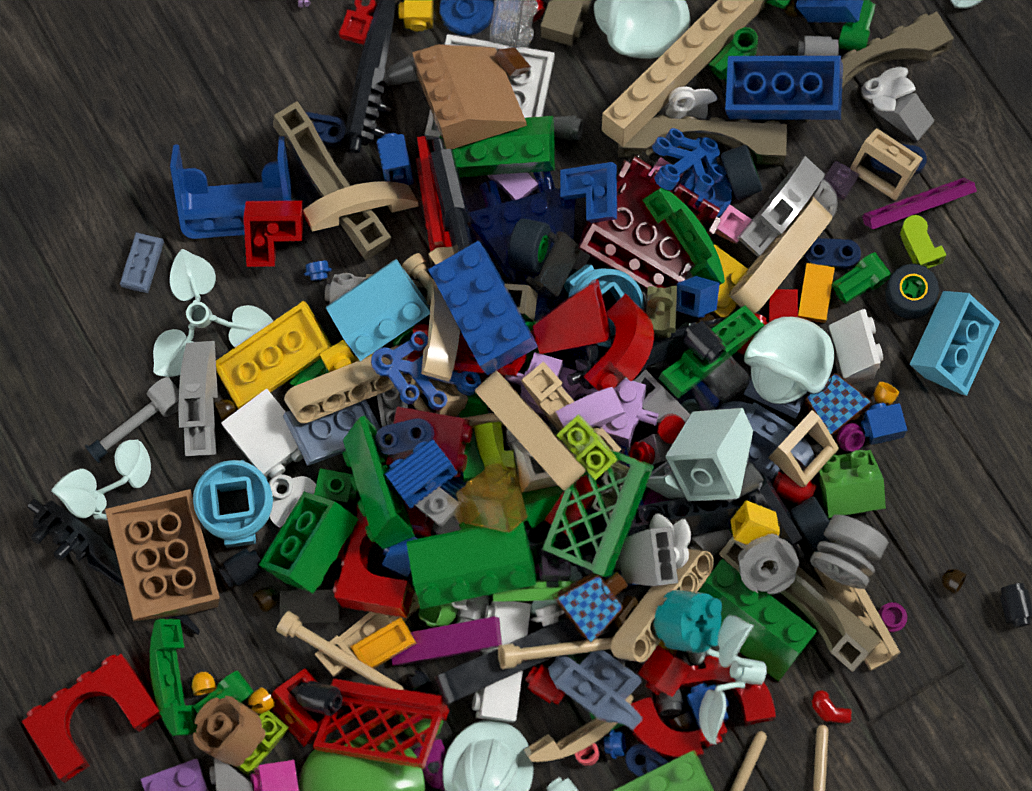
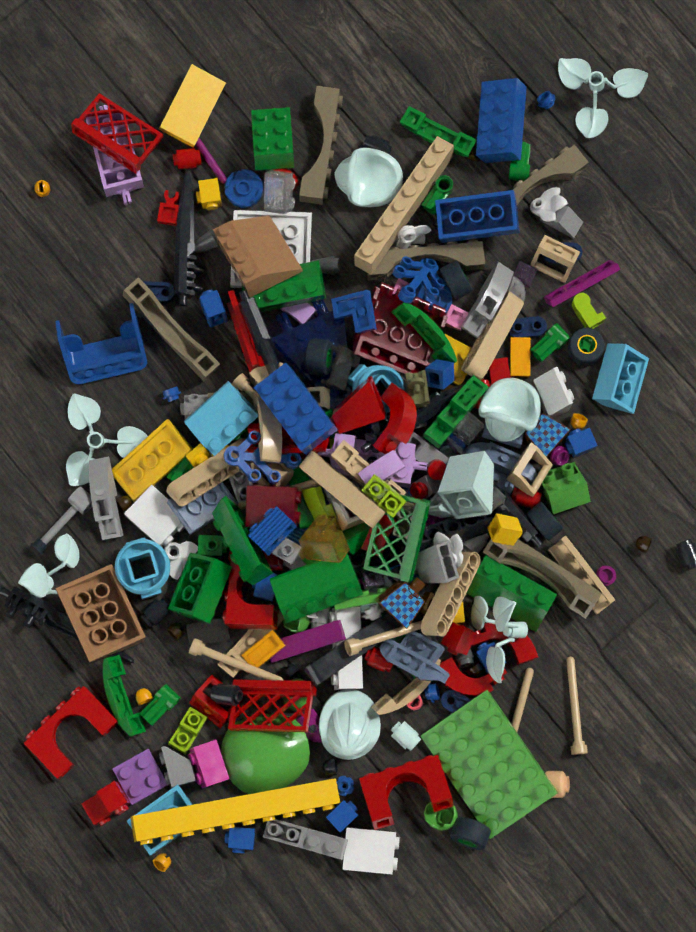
camera: 15 degrees left, 5 degrees up
(141, 262) = (46, 407): sand blue plate -> none
(228, 730) = (167, 726): medium nougat brick -> none
(261, 701) = (185, 702): light orange hinge -> none
(267, 223) = (133, 367): red brick -> none
(358, 198) = (191, 340): tan slope -> none
(403, 436) = (255, 506): dark blue plate -> none
(512, 61) = (283, 224): reddish brown tile -> none
(688, 621) = (470, 603): teal brick -> none
(703, 342) = (450, 407): black brick -> none
(764, 549) = (514, 545): light grey plate -> none
(818, 46) = (495, 183): light grey brick -> none
(827, 710) = (571, 646): red arm -> none
(849, 549) = (570, 541): light grey wheel -> none

